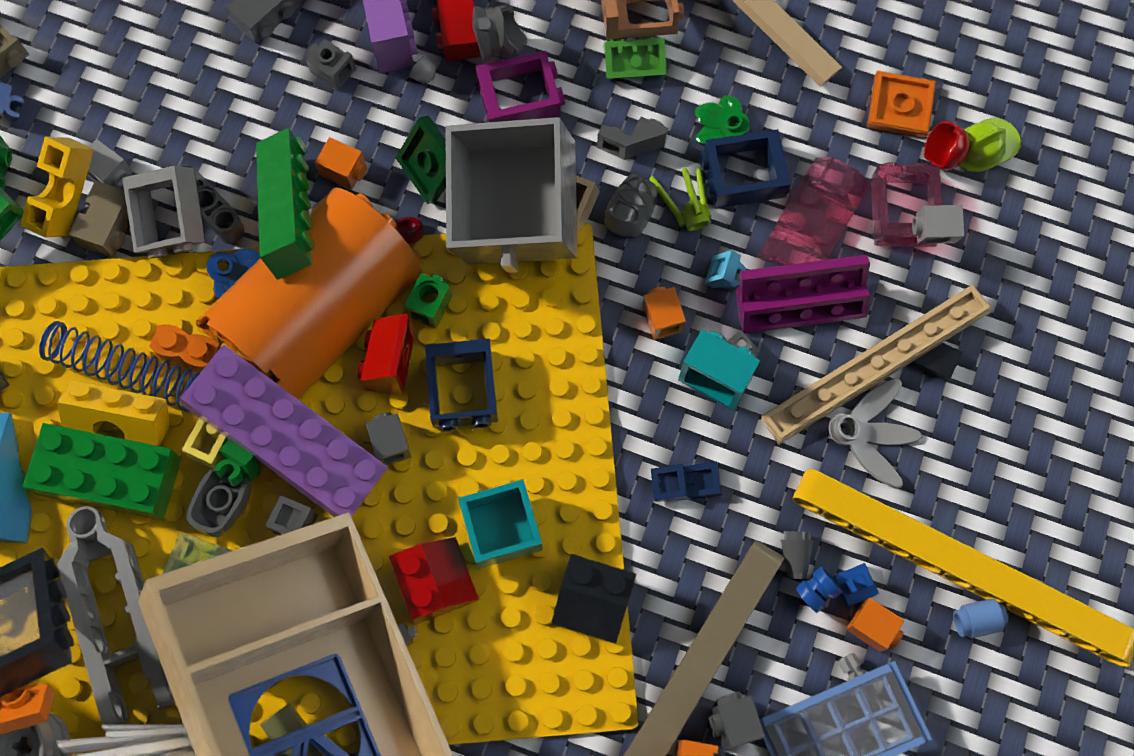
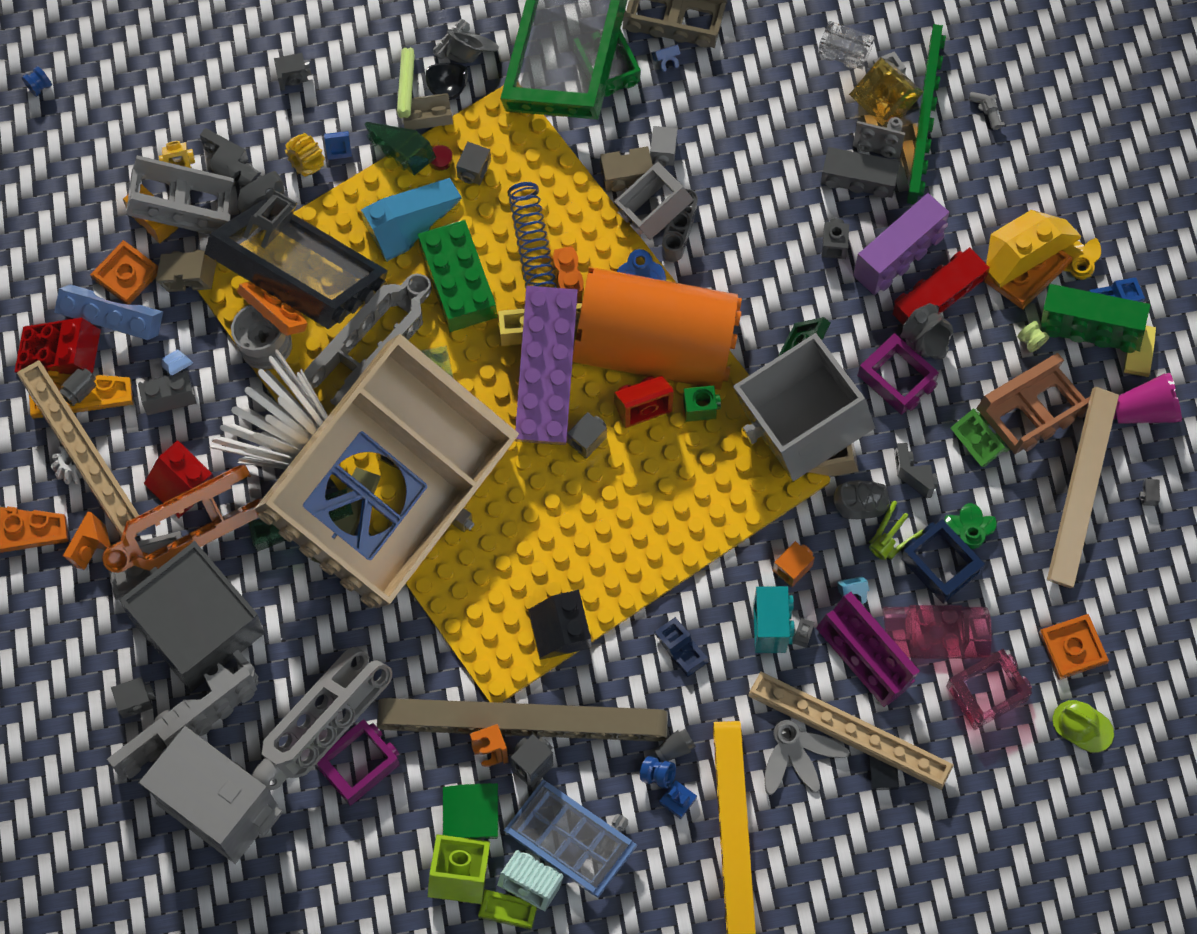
camera: 60 degrees right, 5 degrees down
(55, 208) = (645, 121): yellow arch -> none
(137, 415) = (505, 273): yellow arch -> none
(218, 503) = (481, 355): dark grey piece -> none
(239, 461) = (512, 350): green tile -> none
(283, 204) = (703, 268): green brick -> none
(289, 516) = (497, 401): dark grey brick -> none
(341, 163) = (764, 290): orange brick -> none
(410, 229) = (744, 362): dark red tile -> none
(423, 70) = (872, 302): light grey hinge -> none
(433, 579) = (511, 517): red slope -> none
(460, 353) = (671, 440): dark blue window -> none
(500, 524) = (572, 536): teal piece -> none
(876, 626) = (656, 824): orange brick -> none
(939, 224) = (978, 710): light grey brick -> none
(946, 146) = (1056, 694): red hair -> none
(980, 618) = (704, 894): medium blue brick -> none

